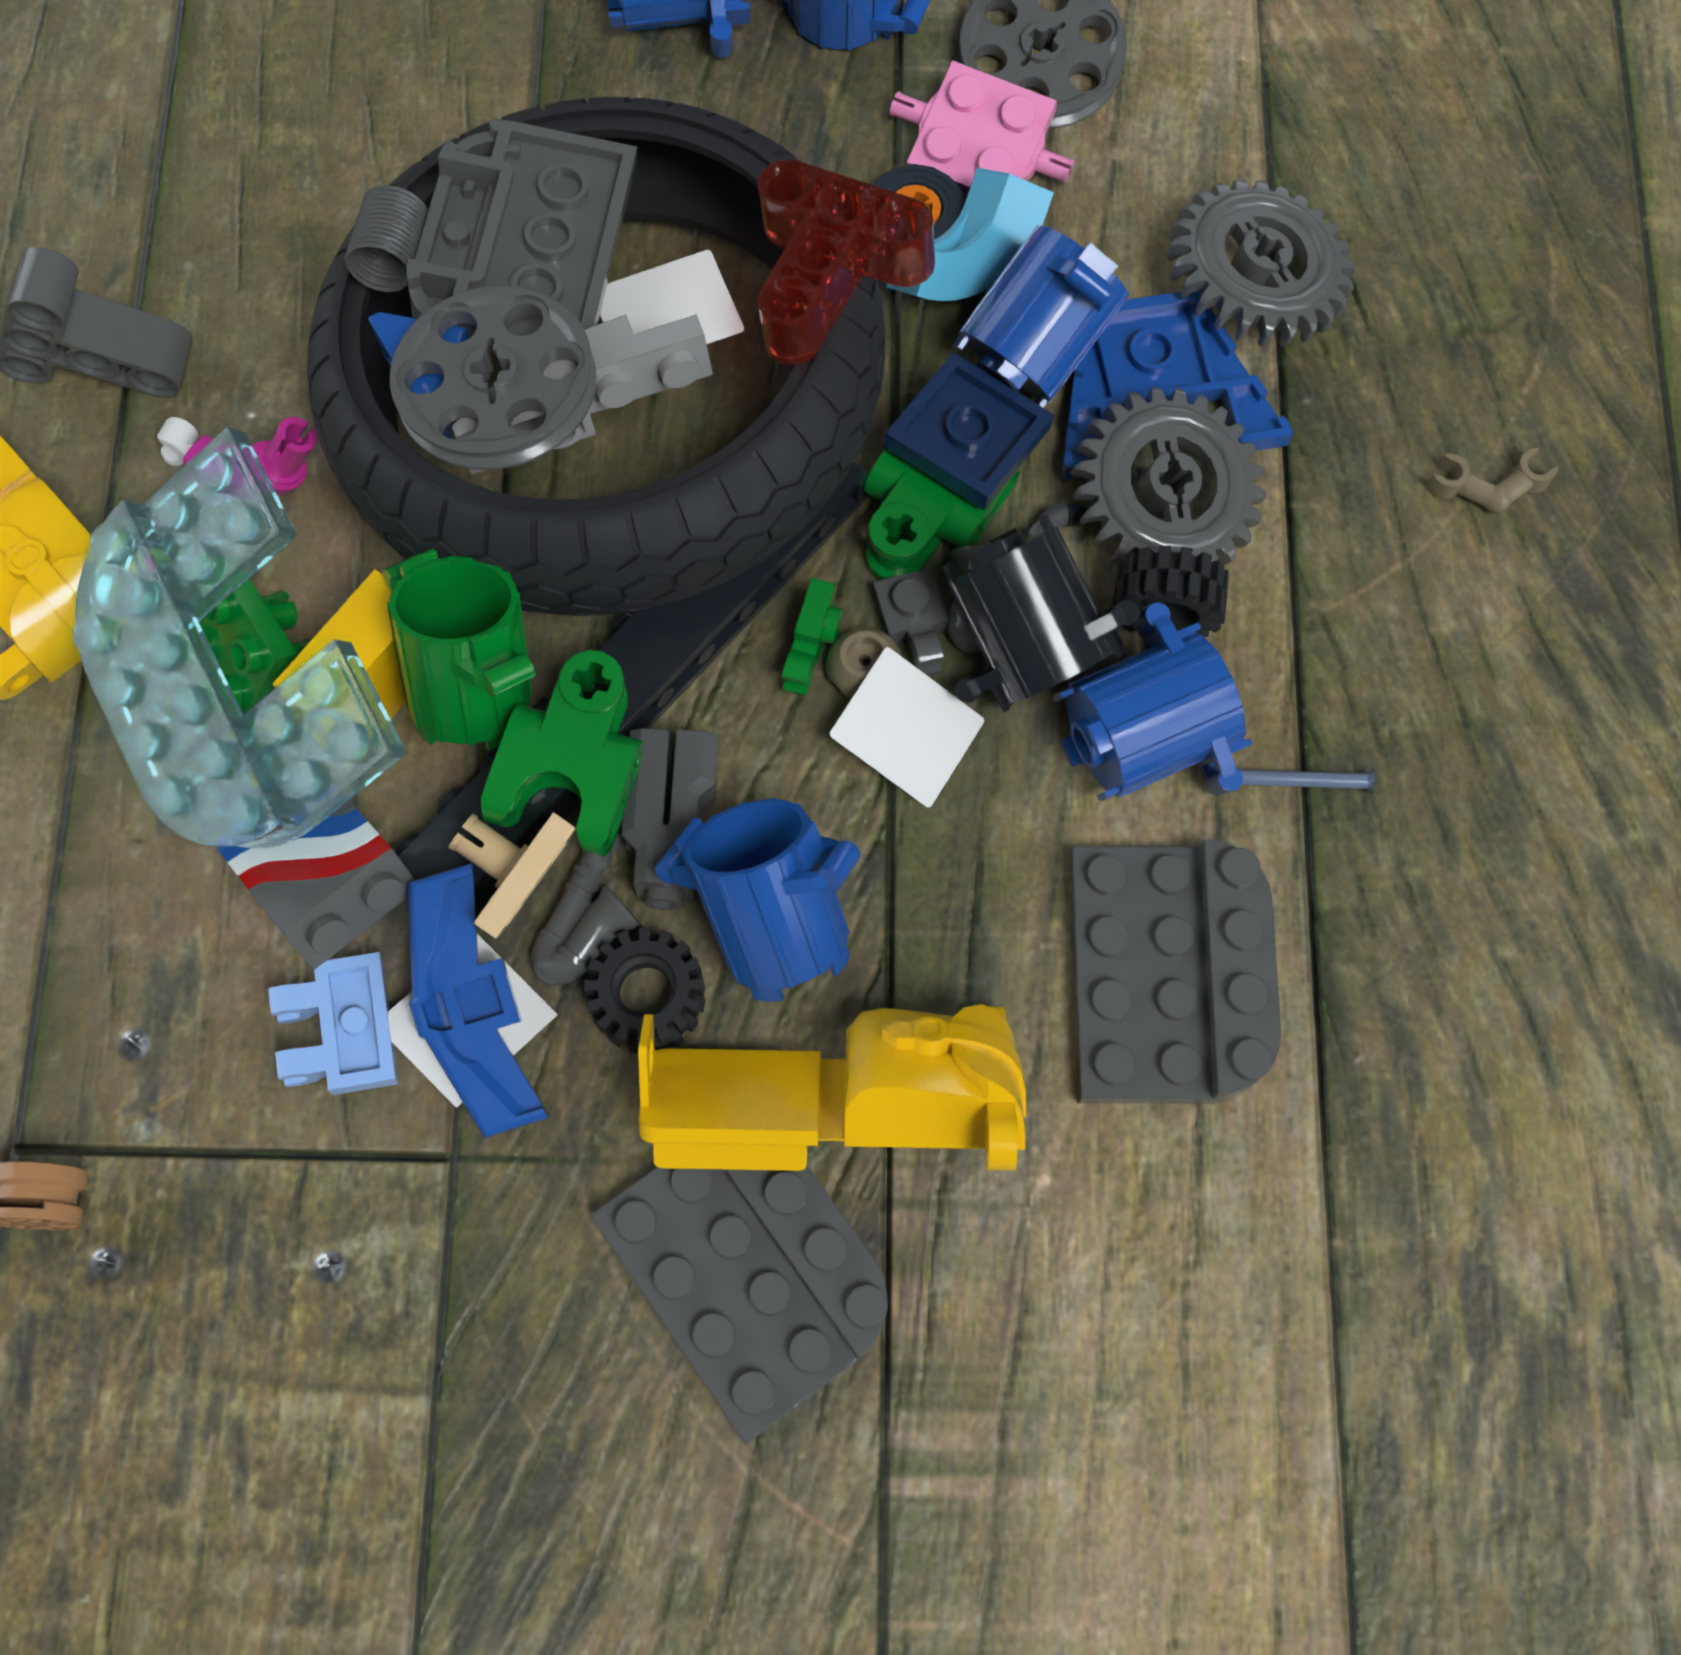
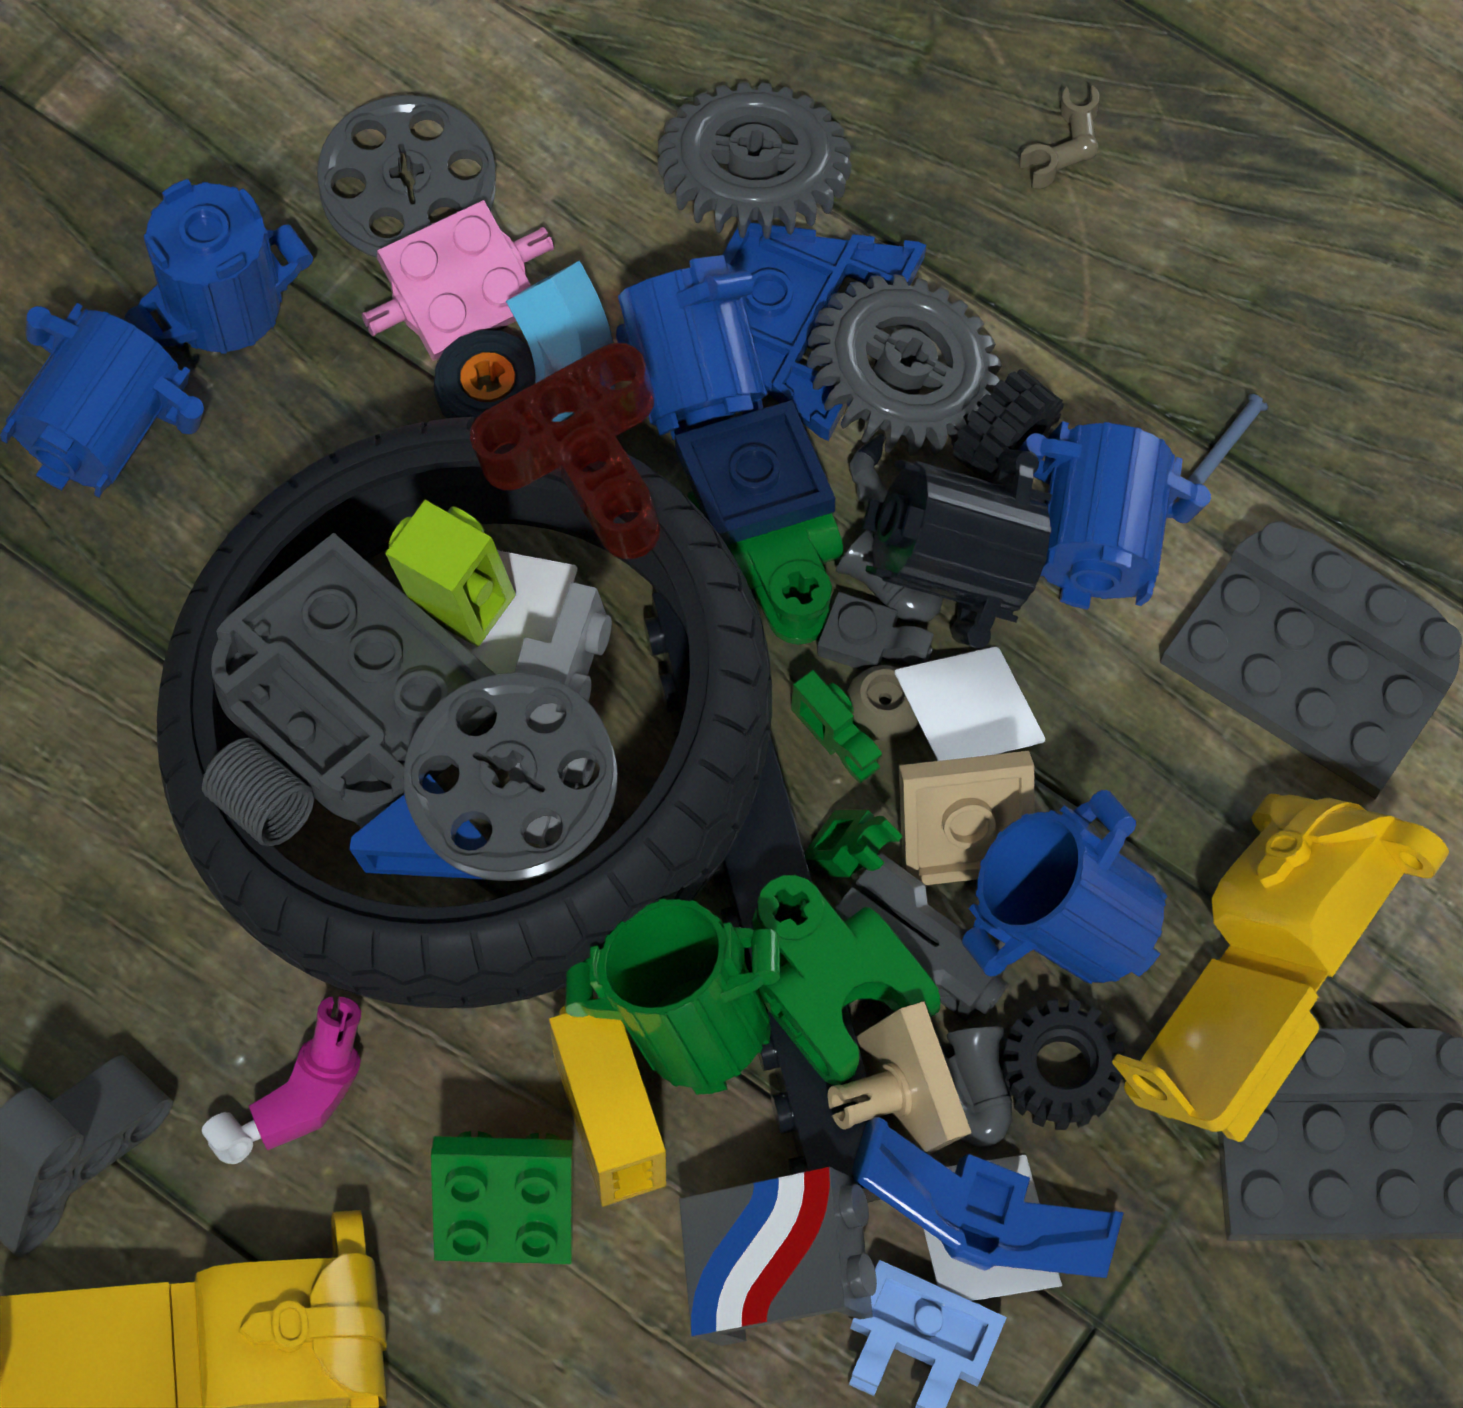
camera: 55 degrees left, 5 degrees down
(162, 690) = (537, 1273): clear light blue plate -> none
(645, 231) = (451, 570): none -> lime brick
(712, 708) = (849, 843): none -> green plate
(797, 762) = (958, 809): none -> tan tile

